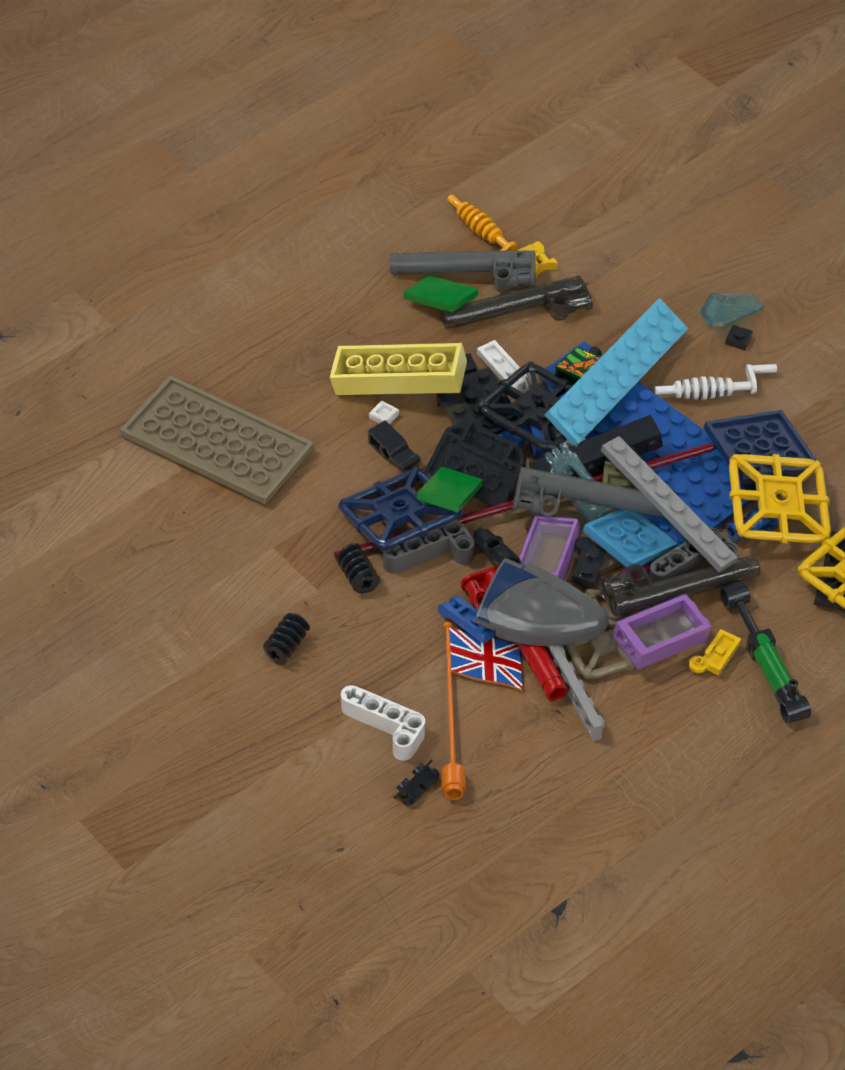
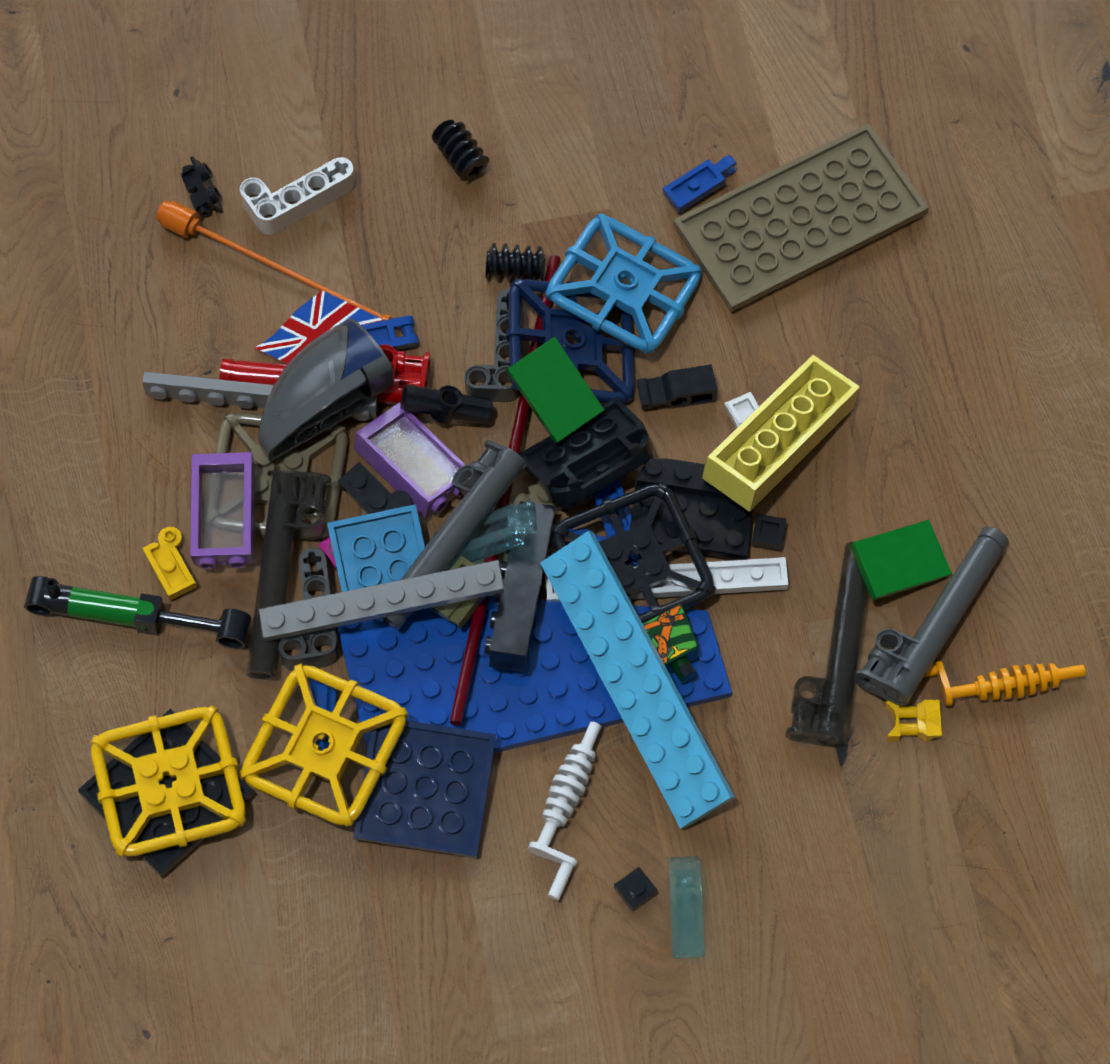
camera: 120 degrees right, 15 degrees up
(224, 500) = (699, 183): none -> blue plate
(327, 505) = (629, 298): none -> dark azure plate

